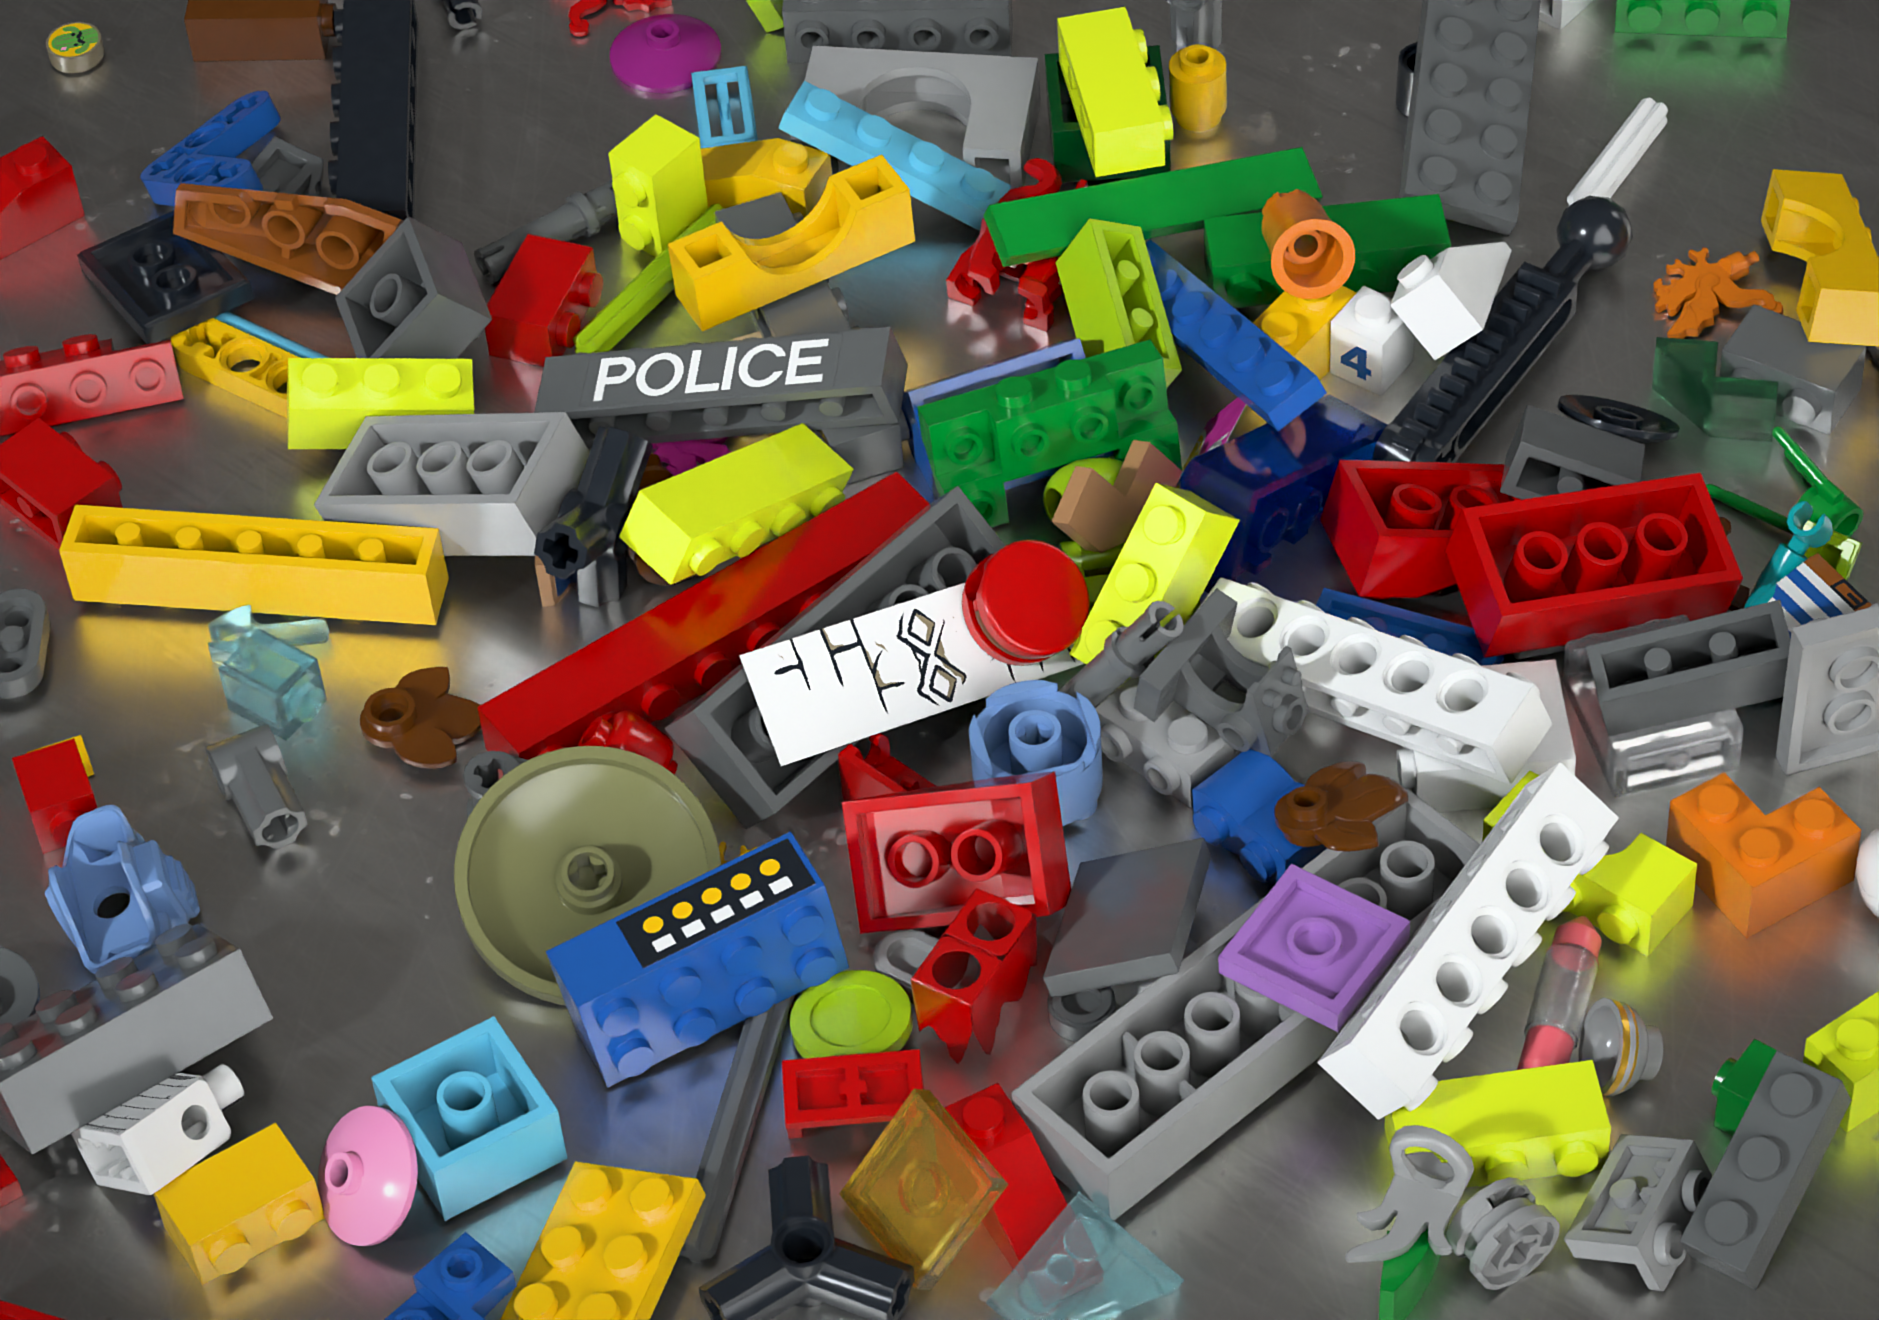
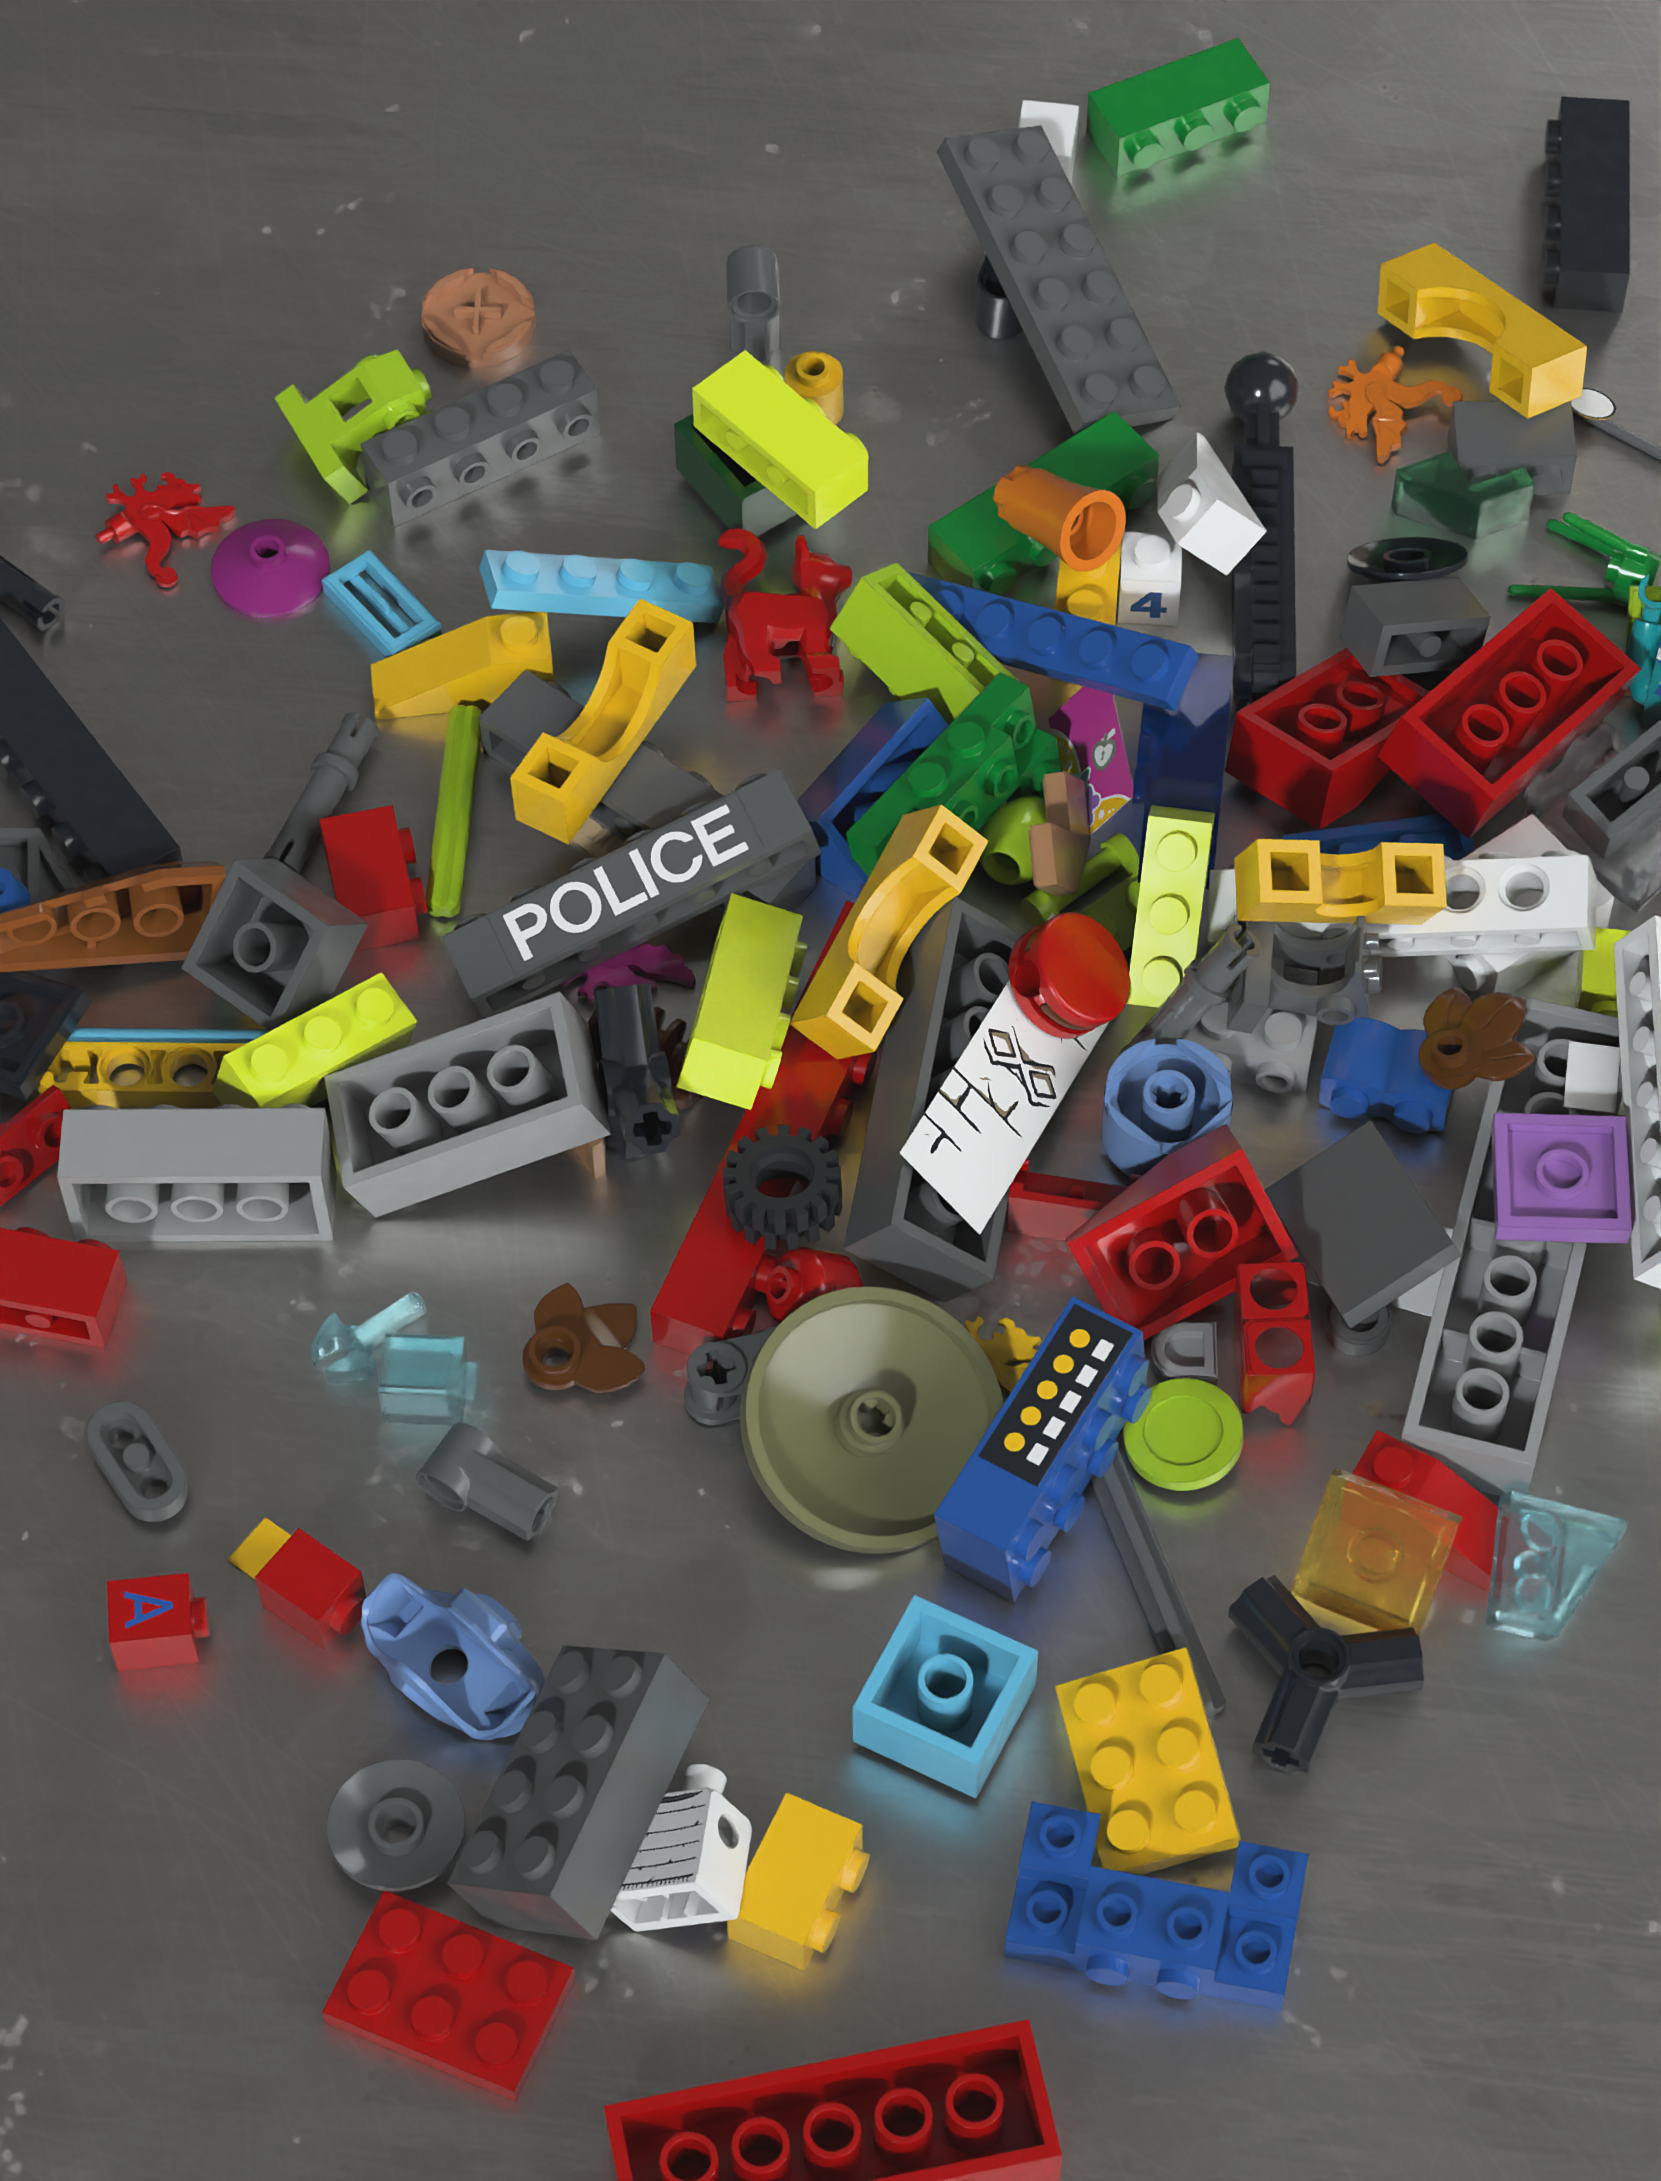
camera: 35 degrees left, 10 degrees up
(209, 439) = (198, 1174): none -> light grey brick
(256, 562) = (320, 1271): yellow brick -> none
(367, 1175) = (915, 1777): bright pink dish -> none
(647, 679) = (789, 1216): none -> black tyre
(657, 184) = (407, 715): neon yellow brick -> none
(848, 1088) = (1248, 1501): red hinge -> none
(884, 492) = (856, 983): none -> yellow arch
(986, 93) = (623, 482): light grey arch -> none
(1157, 203) = (872, 534): green tile -> none
(1243, 592) = (1300, 884): none -> yellow arch
(1419, 886) = (1592, 1077): none -> white sticker
(1622, 151) = (1217, 305): white axle -> none

